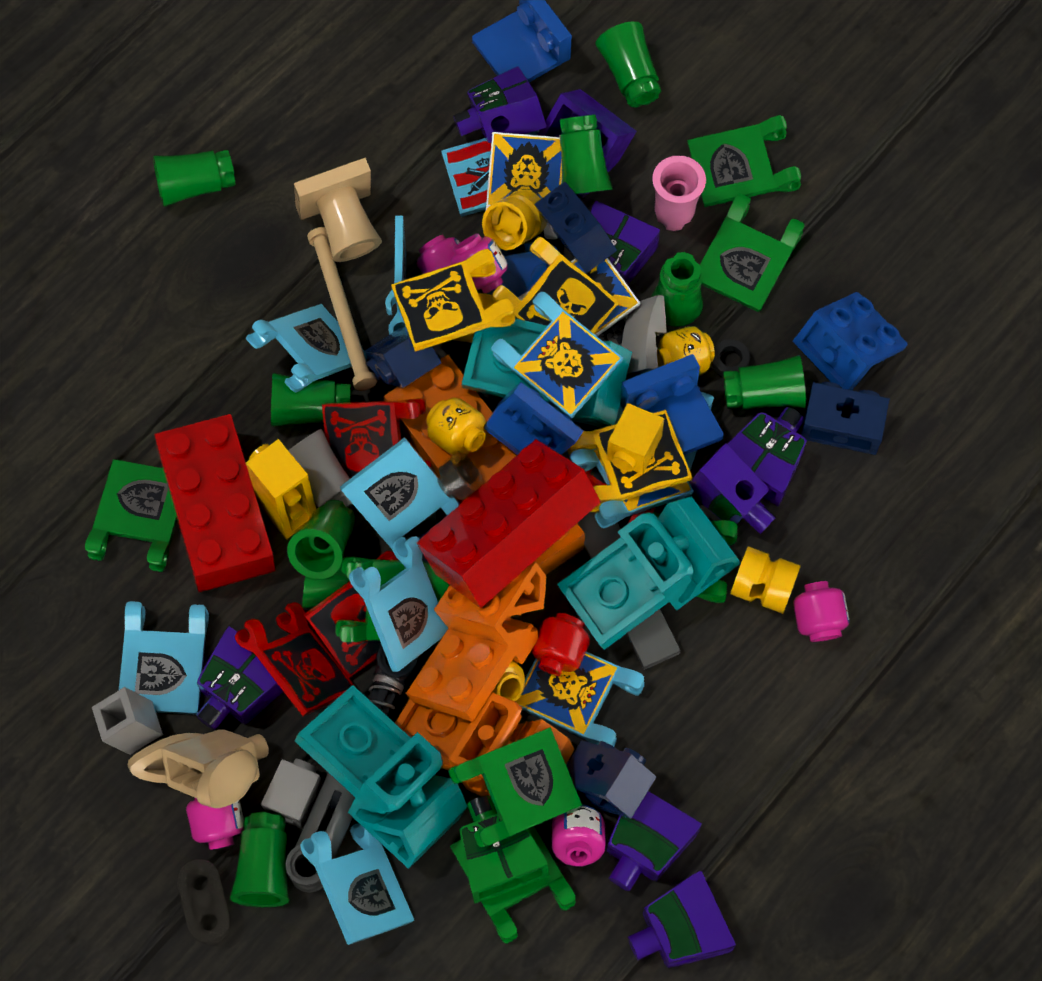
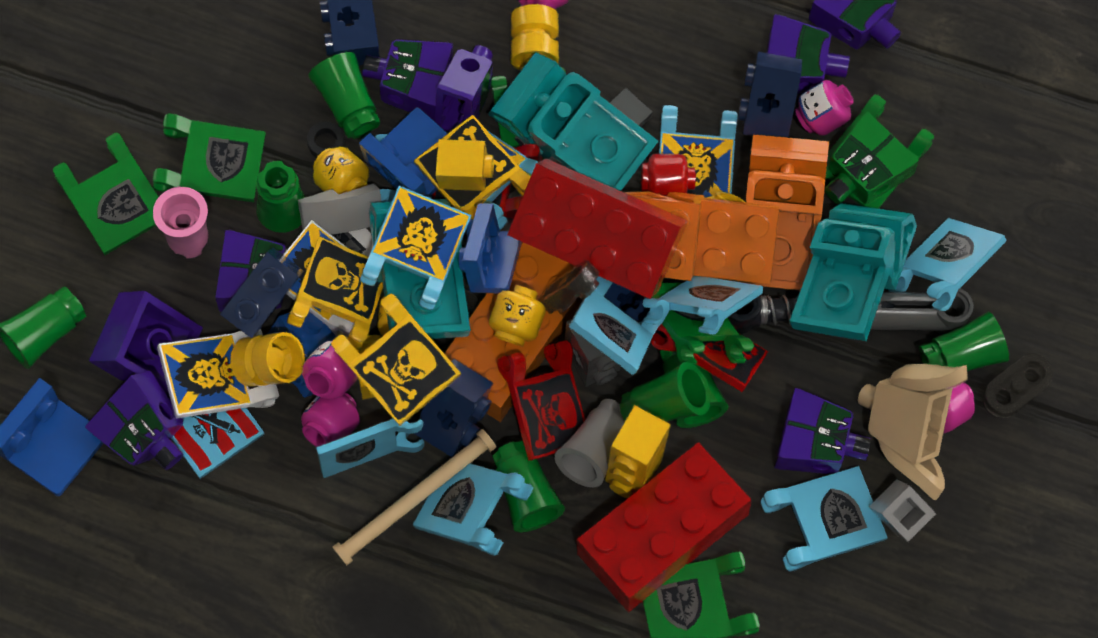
camera: 115 degrees left, 0 degrees up
(293, 791) = (892, 348): light grey brick -> none
(297, 660) = (782, 385): red flag -> none
(336, 197) = (305, 540): tan plant -> none
(524, 782) = (815, 148): green flag -> none
(583, 155) = (180, 318): green plant -> none
(848, 340) = (273, 41): blue bracket -> none

